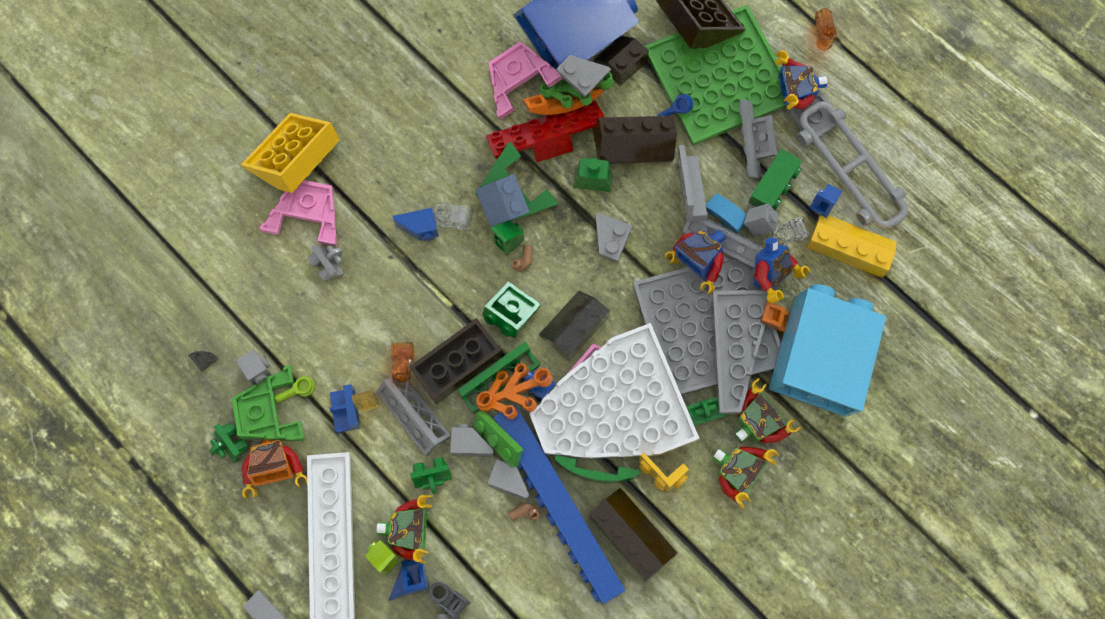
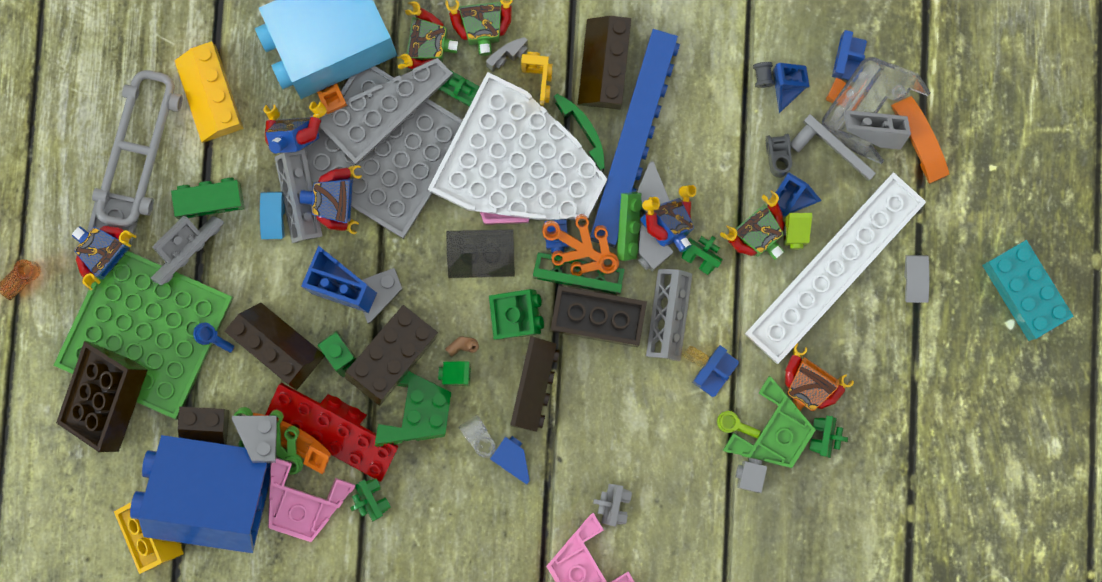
camera: 140 degrees left, 10 degrees up
(203, 359) = (783, 527): clear smoke tile -> none
(401, 356) = (634, 364): clear orange piece -> none
(452, 277) = (533, 384): none -> dark brown slope
(473, 471) = (671, 220): none -> torso
(488, 120) = (365, 490): none -> green hips
(502, 200) = (431, 402): sand blue slope -> none
(526, 510) = (660, 158): medium nougat arm -> none
(559, 204) = (391, 355): none -> dark brown brick
(640, 212) = (336, 283): none -> blue wedge
(691, 186) = (276, 261): light grey fence -> none
(700, 475) = (512, 50): none -> light grey slope
(761, 220) = (255, 179): light grey brick -> none
(793, 231) = (241, 148): clear piece -> none
(825, 200) = (189, 143): blue brick -> none

